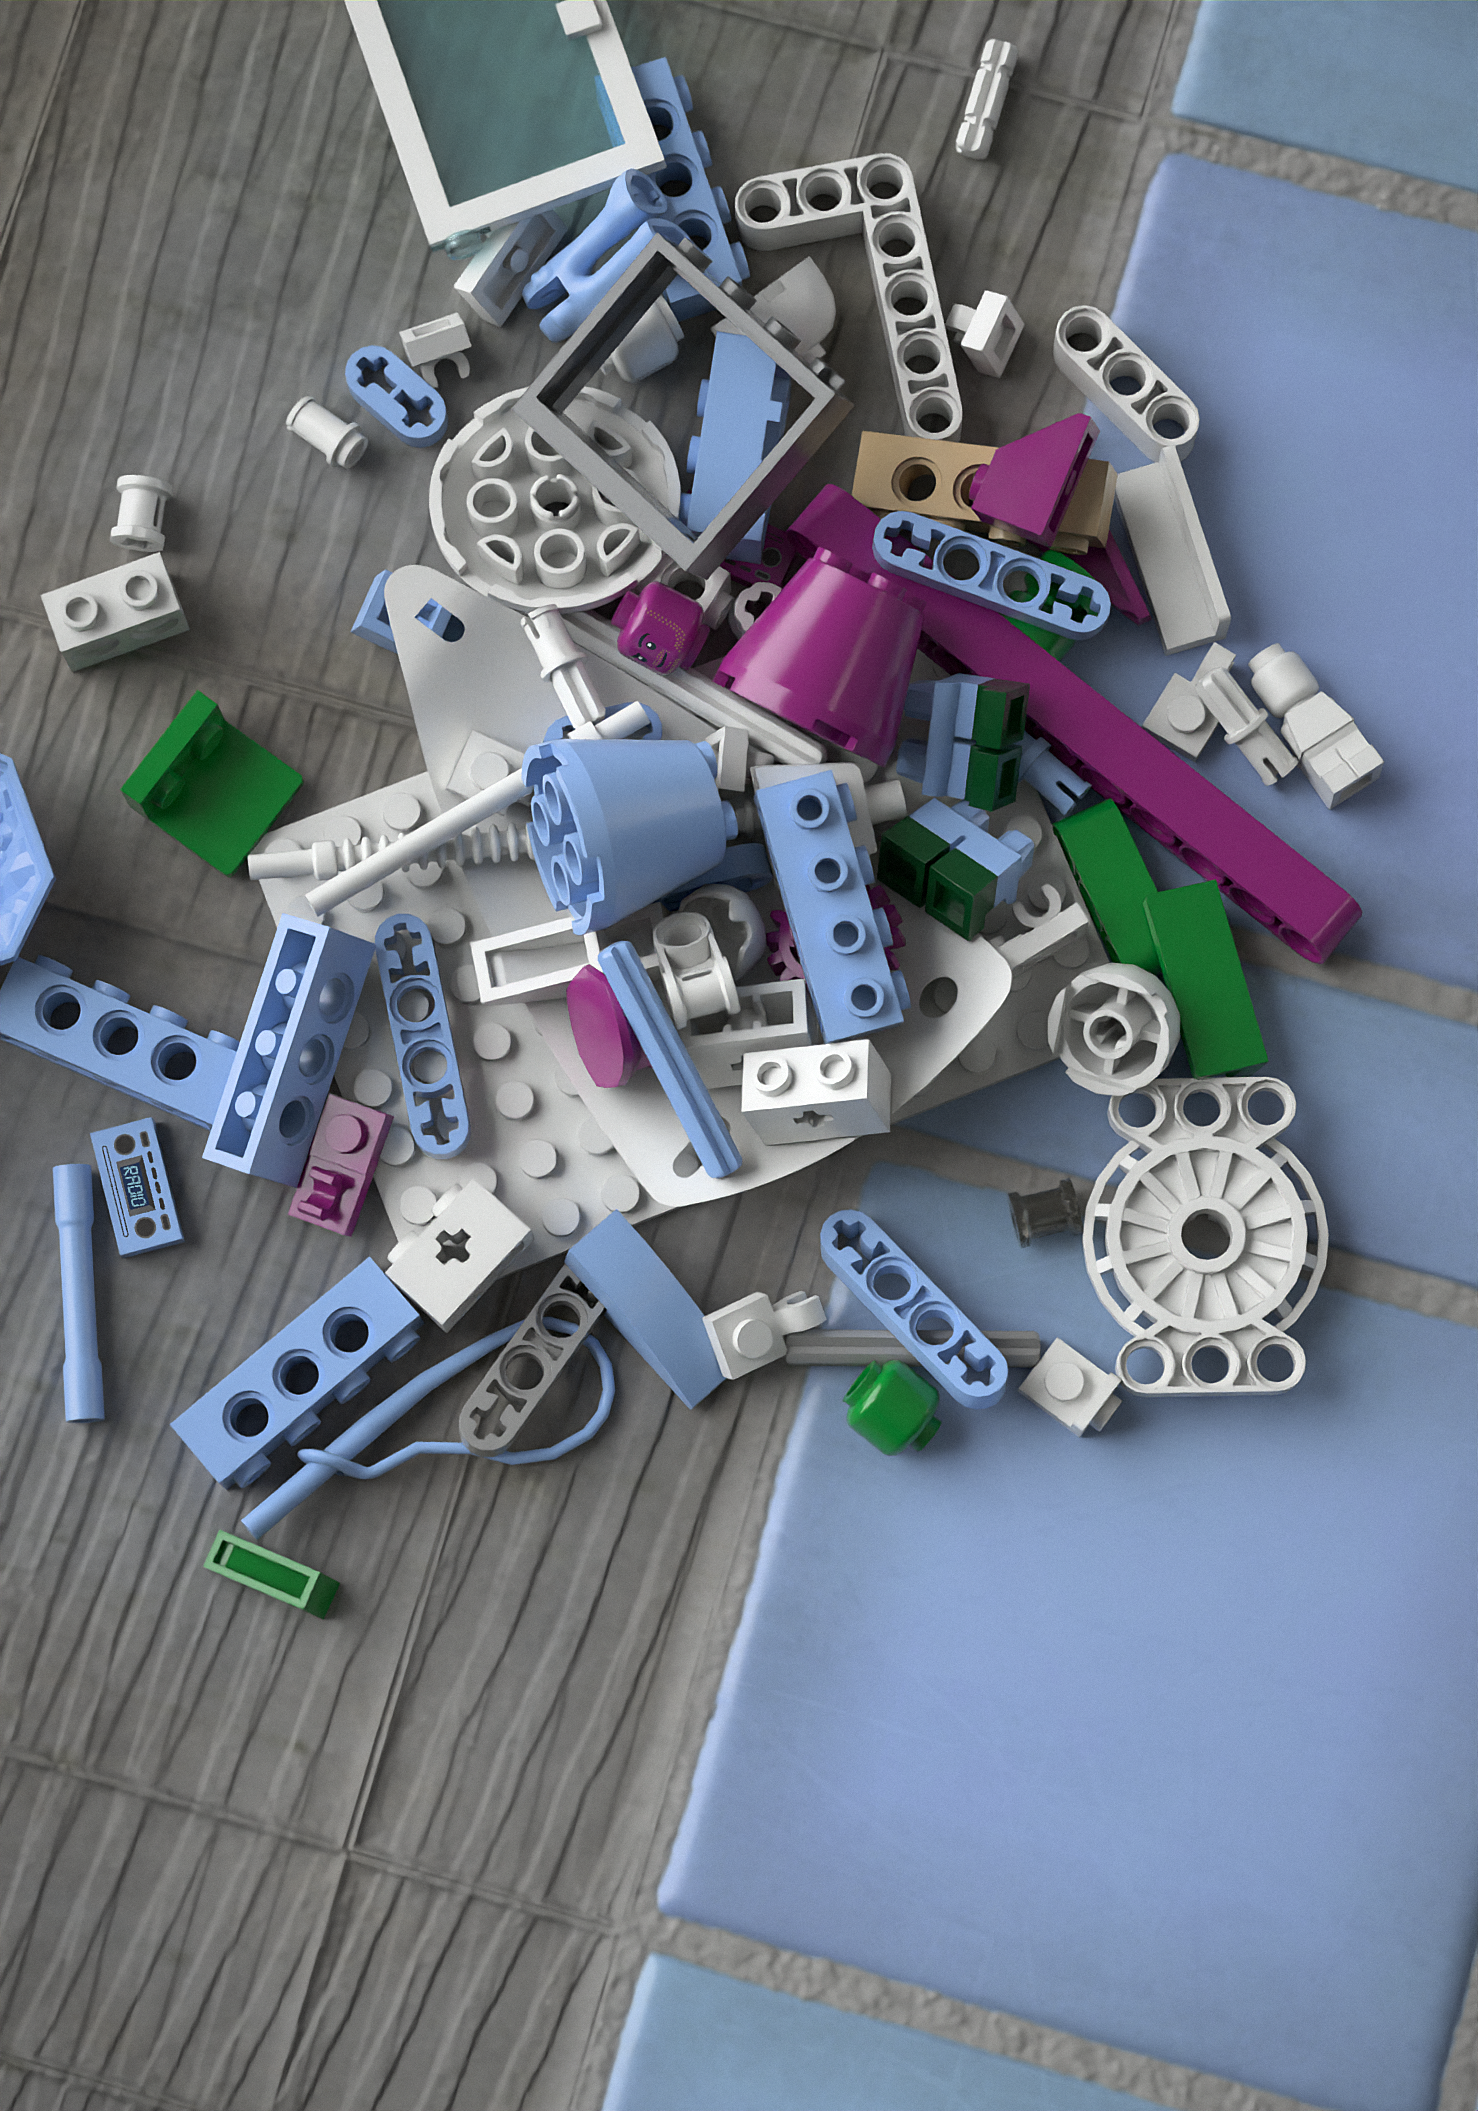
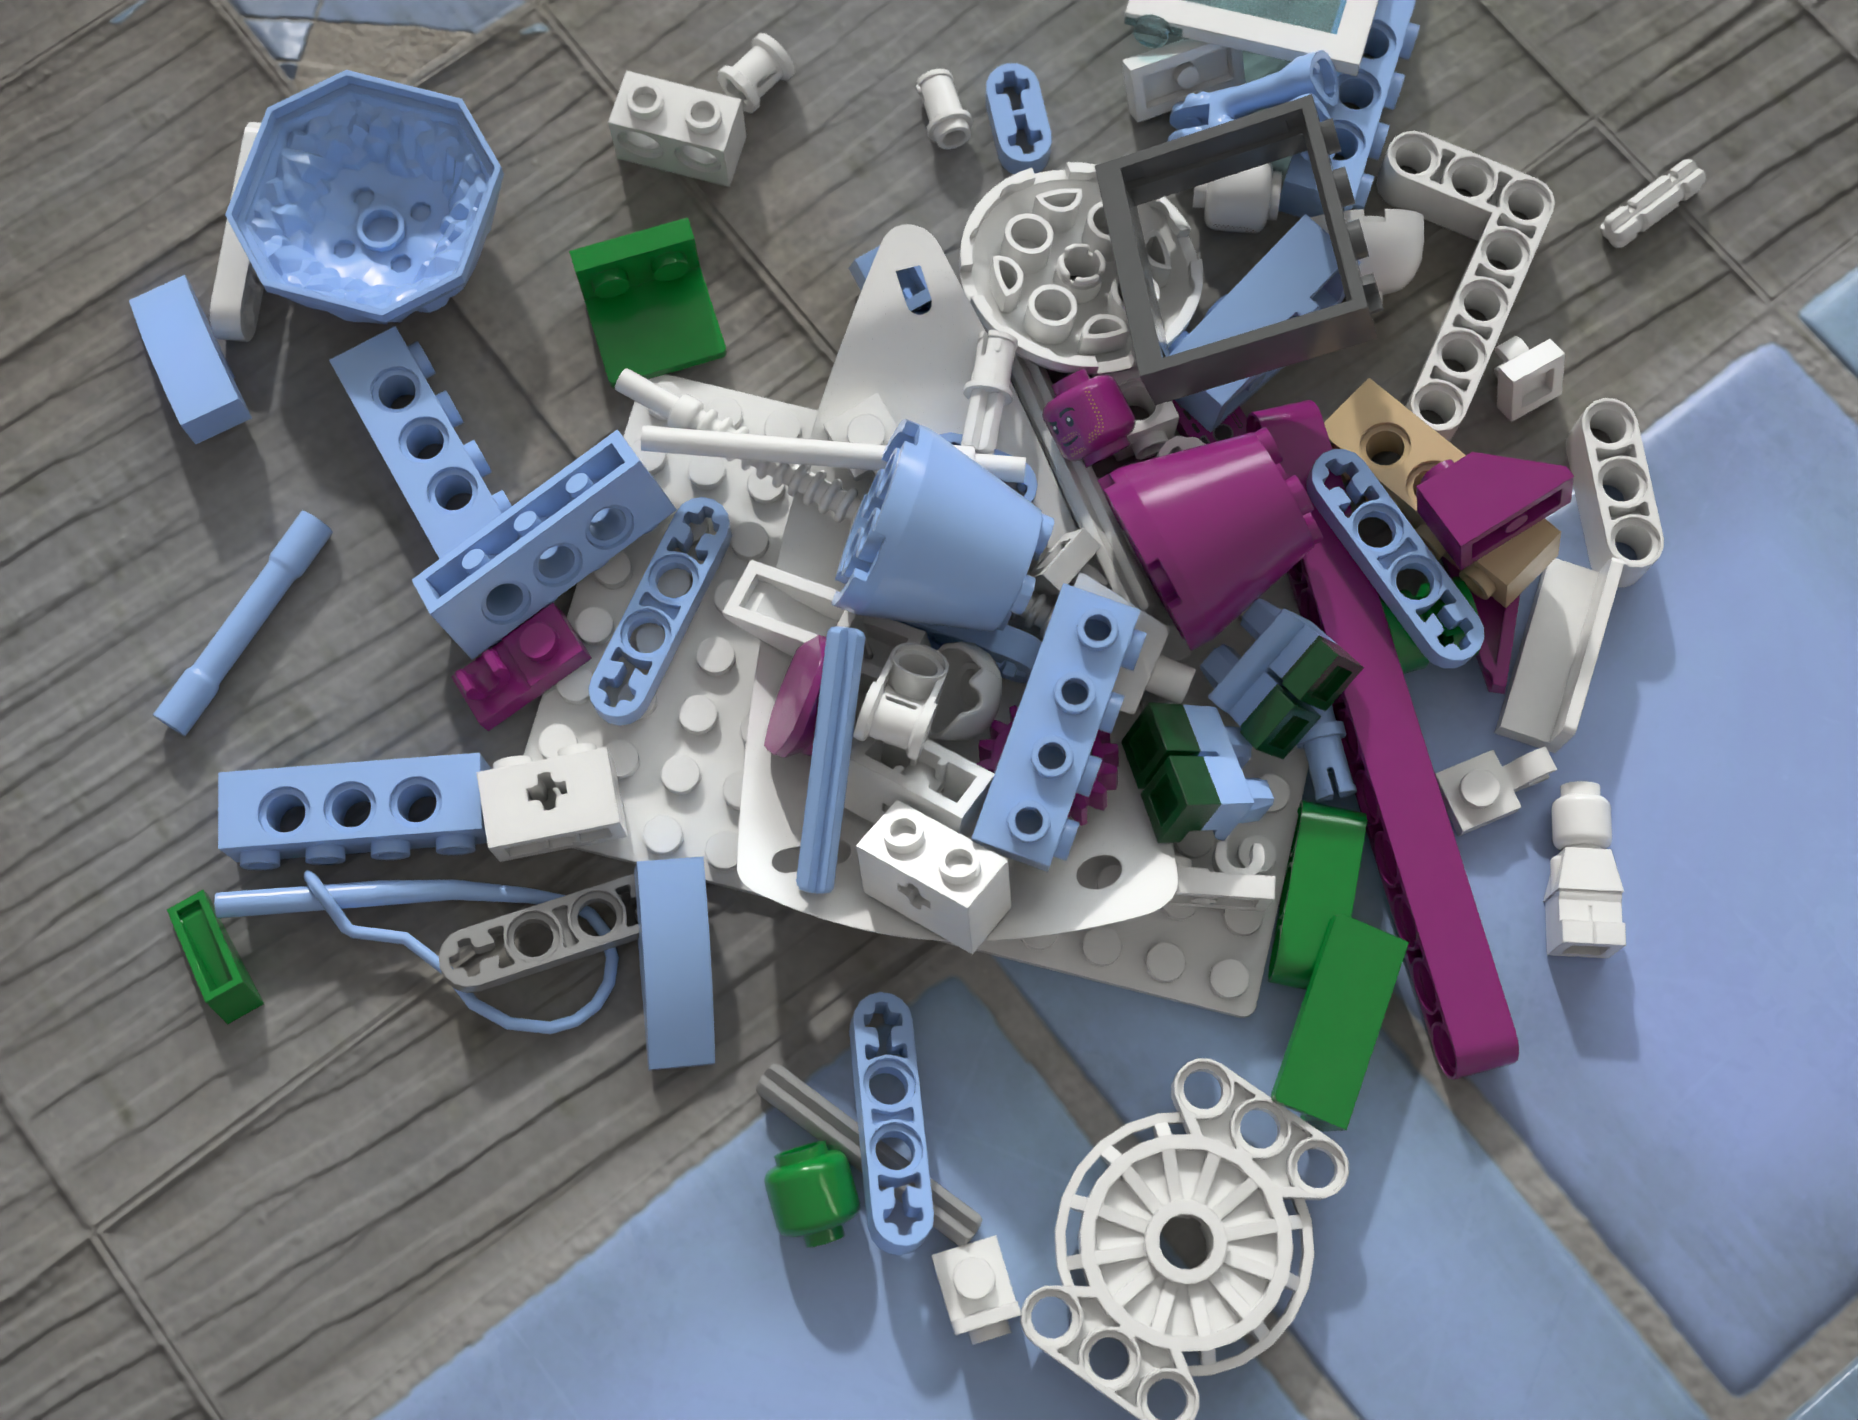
camera: 30 degrees right, 5 degrees down
(137, 1187) = (354, 573): light blue tile -> none
(437, 341) = (1079, 98): white tile -> none
(752, 1329) = (742, 1040): white plate -> none
(1045, 1213) = (1062, 1121): clear smoke bush -> none
(1114, 1028) = (1231, 1005): white cylinder -> none
(1245, 725) = (1524, 833): white axle -> none

